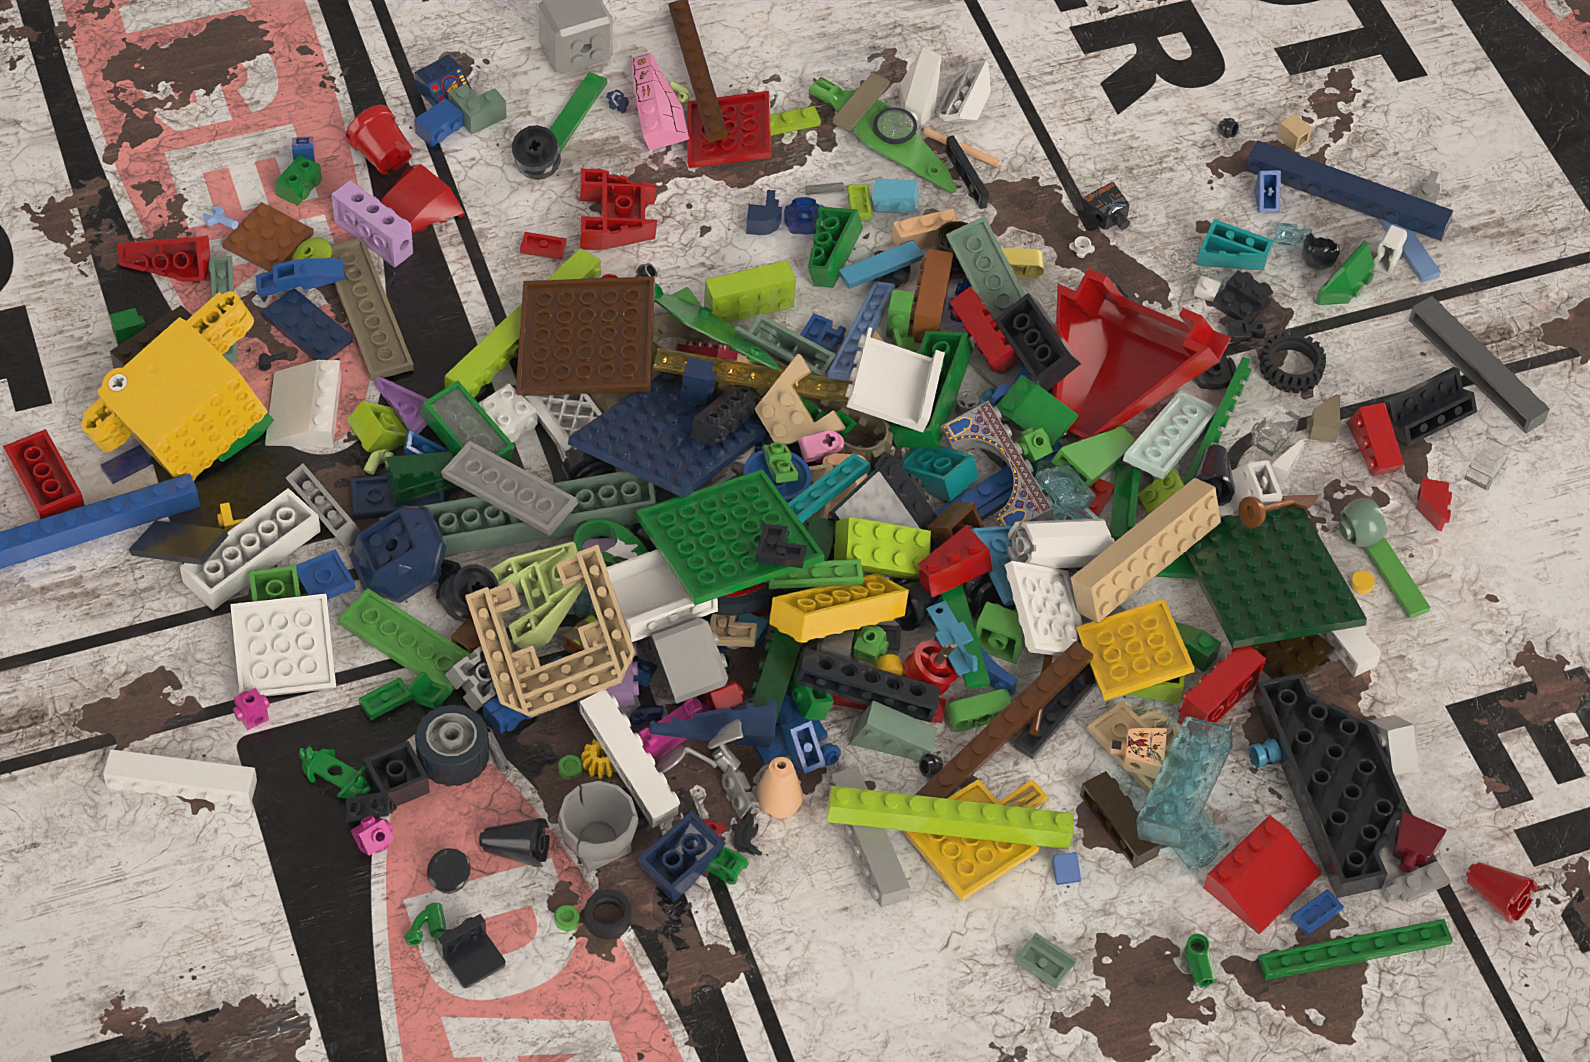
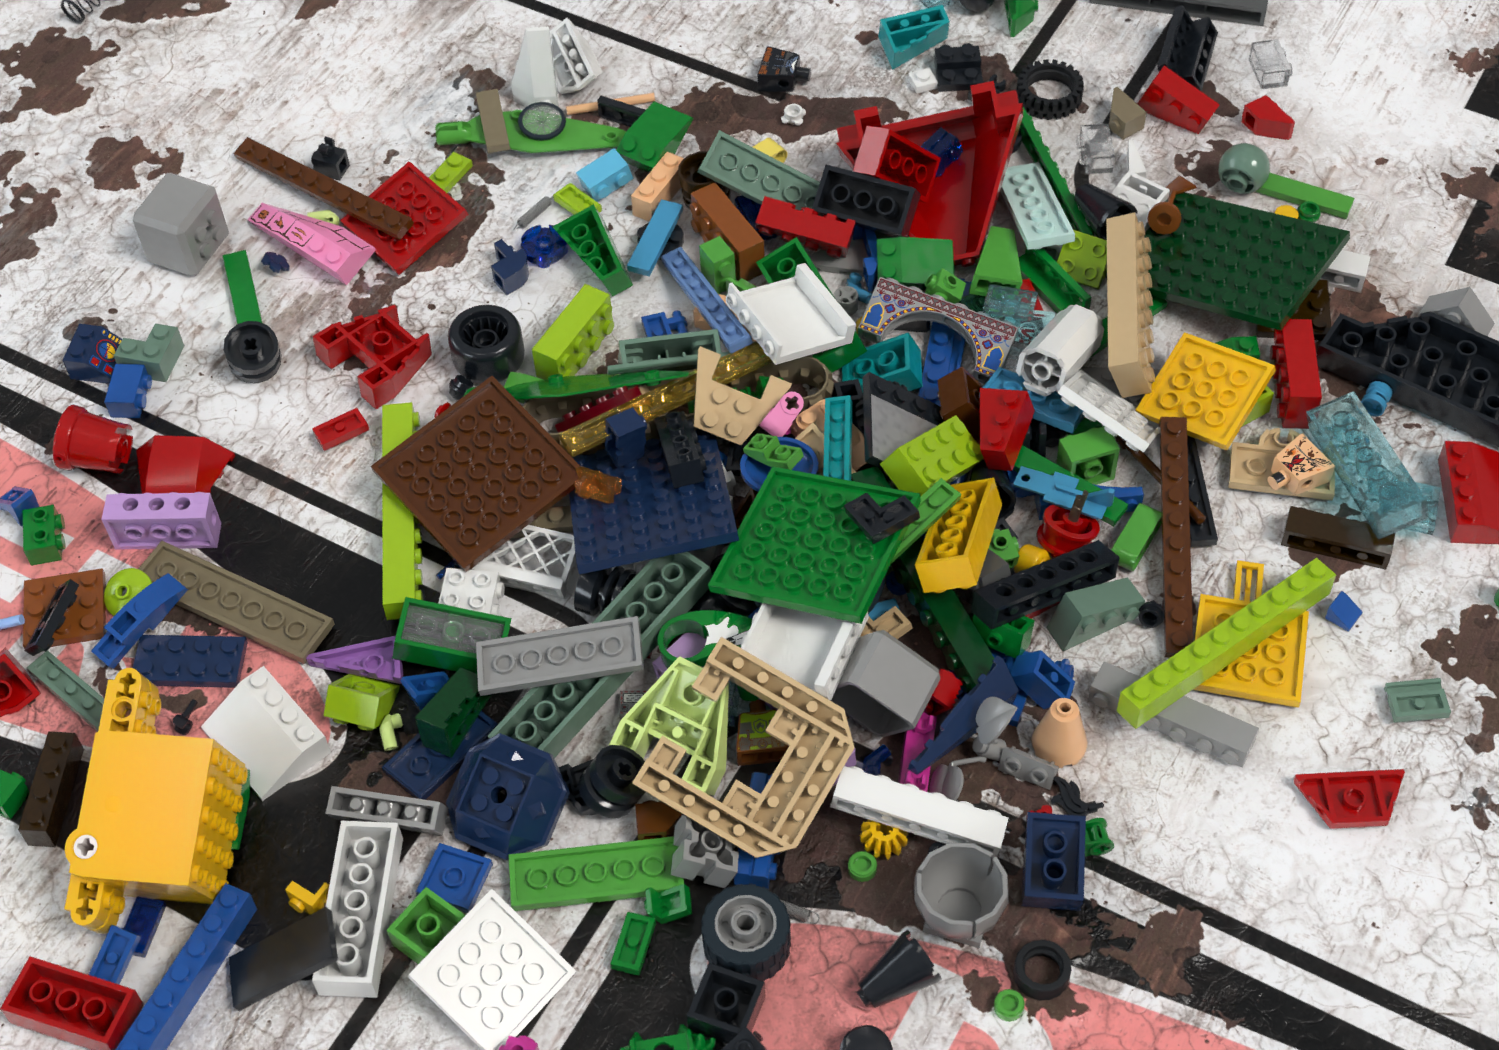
camera: 35 degrees left, 0 degrees up
(93, 468) = (115, 955): none -> blue plate
(251, 237) = (52, 618): none -> black plate
(644, 398) = (597, 485): none -> clear orange hips
(688, 255) = (486, 343): none -> black wheel
(724, 54) = (330, 159): none -> black brick
(929, 982) = (1352, 797): none -> red wing
(957, 190) = (652, 135): none -> green slope
(1087, 330) = (897, 160): none -> red brick
(1141, 347) = (944, 146): none -> clear blue brick
(1382, 592) = (1309, 211): none -> green plate

